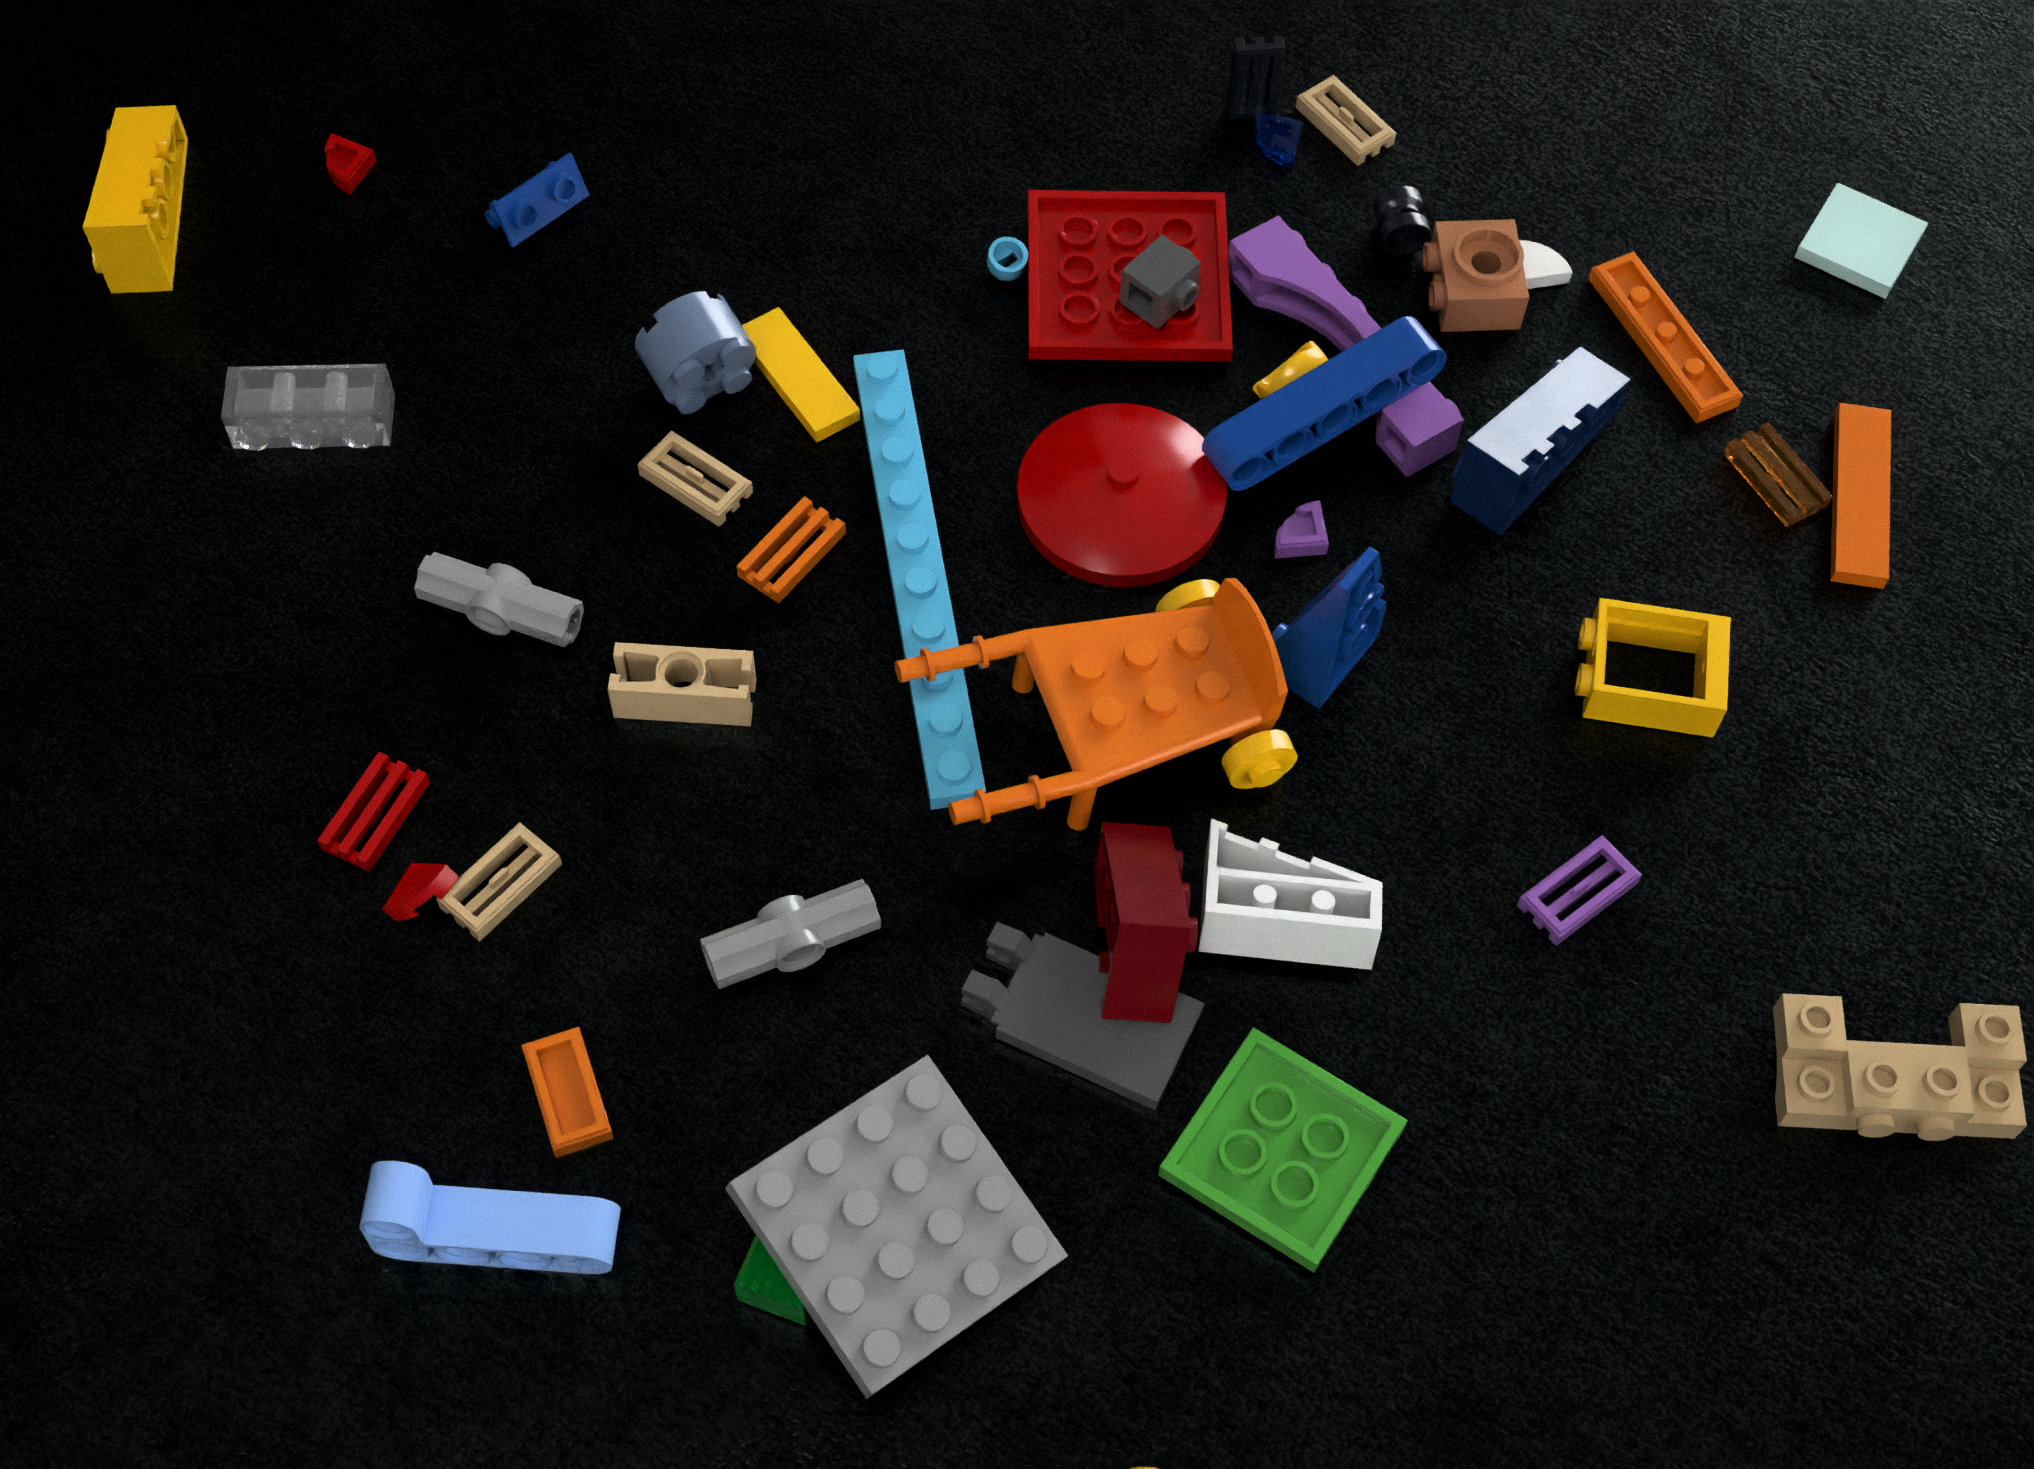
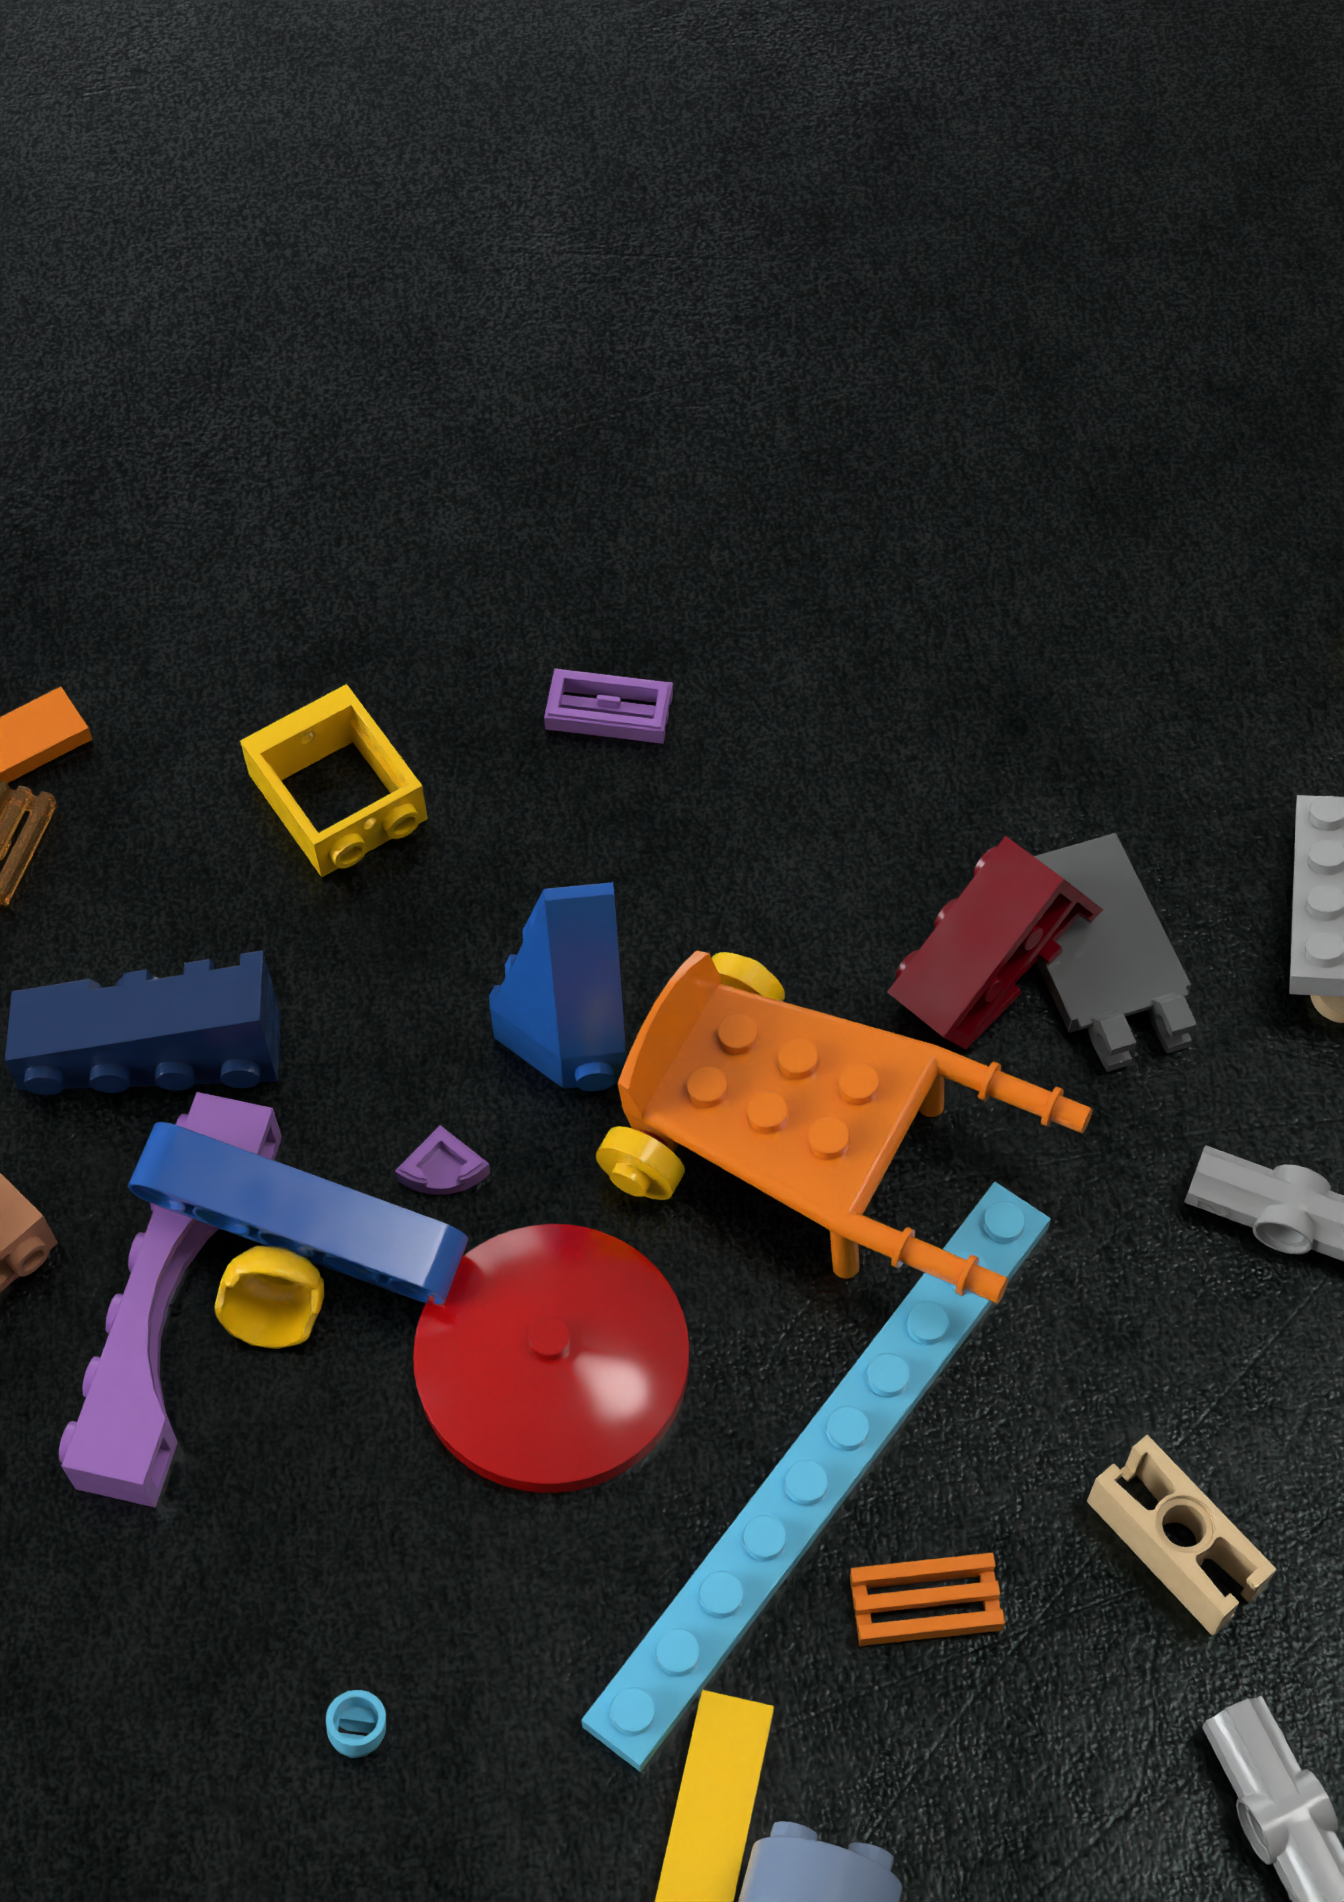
camera: 130 degrees left, 0 degrees up
(697, 501) = (952, 1851): tan tile -> none
(1076, 271) = (261, 1584): red plate -> none
(1160, 281) = (268, 1497): dark grey brick -> none
(1282, 1149) = (1055, 729): bright green plate -> none
(1285, 907) = (868, 863): white wedge -> none
(1899, 1085) = (575, 405): tan bracket -> none

